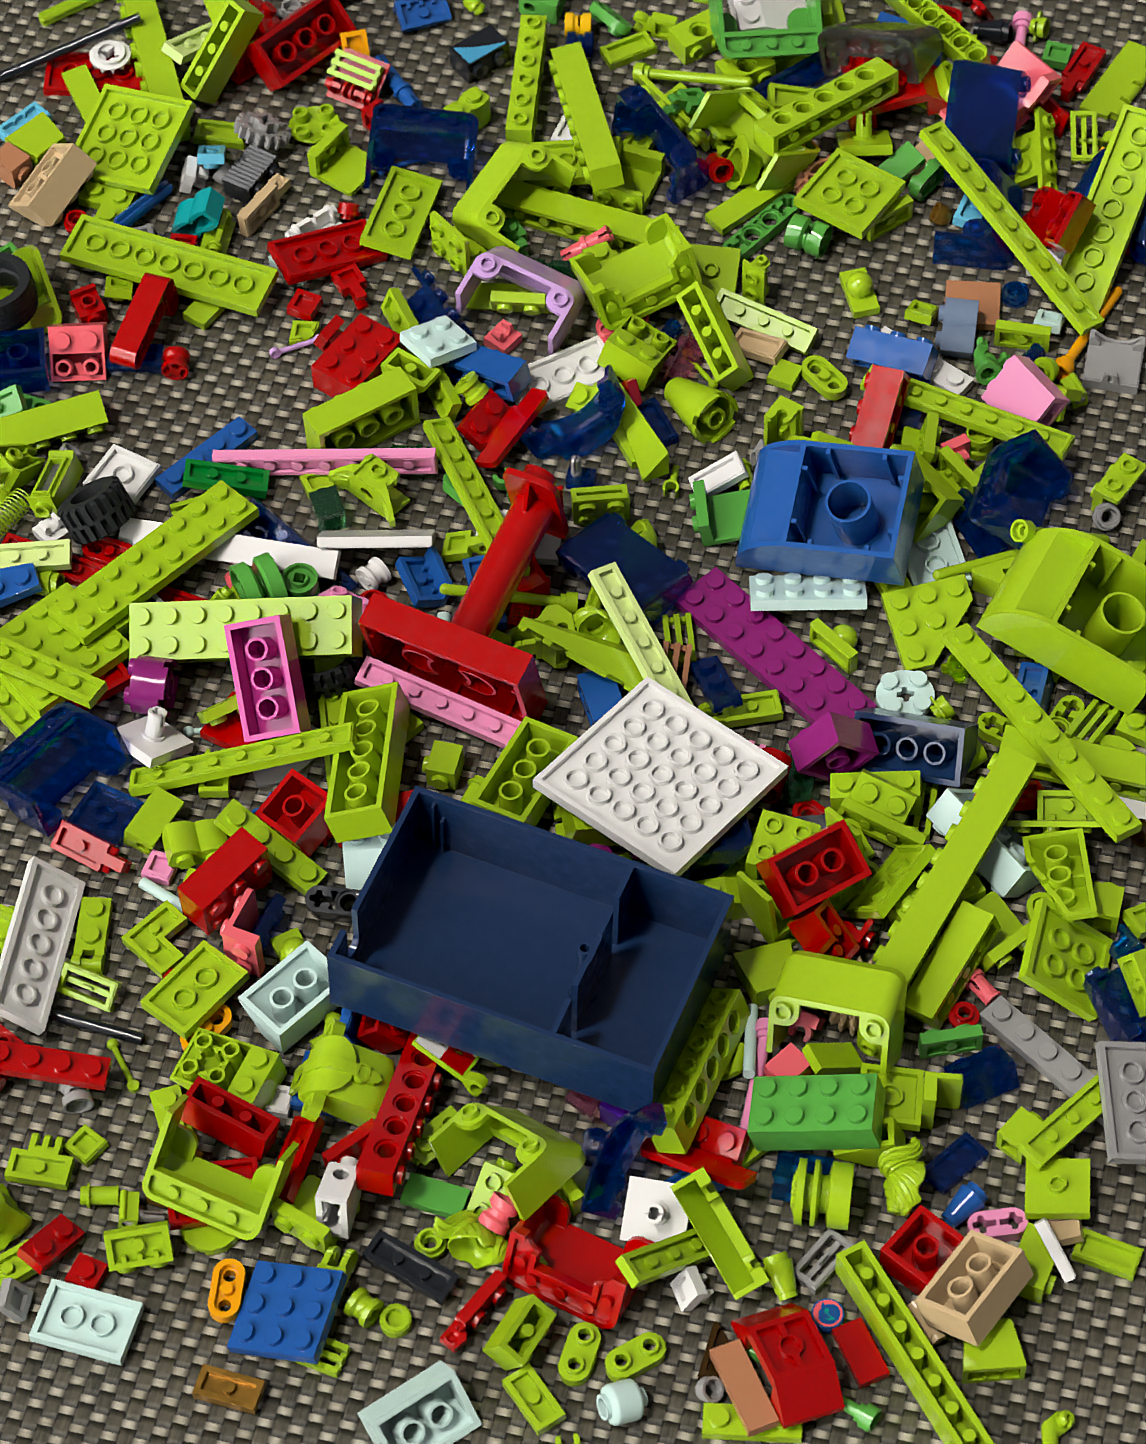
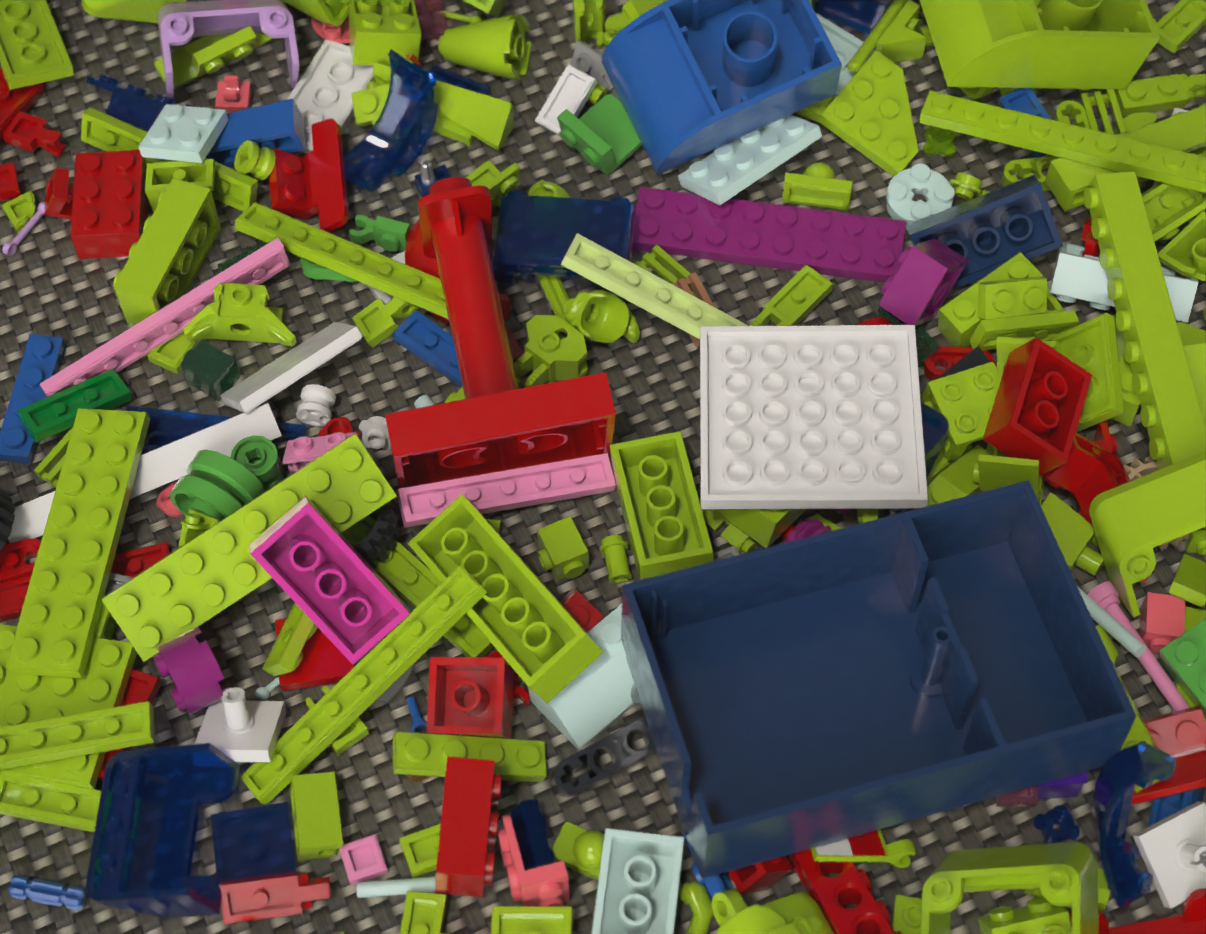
camera: 40 degrees left, 5 degrees up
(191, 842) = (384, 808): lime brick -> none
(423, 578) = (374, 375): blue bracket -> none
(453, 244) = (110, 34): lime bracket -> none
(568, 601) = (531, 306): lime piece -> none
(596, 654) = (629, 336): lime wedge -> none
(597, 694) = (656, 382): blue brick -> none
(672, 482) = (525, 135): lime hand -> none
(715, 684) = (750, 297): clear blue plate -> none

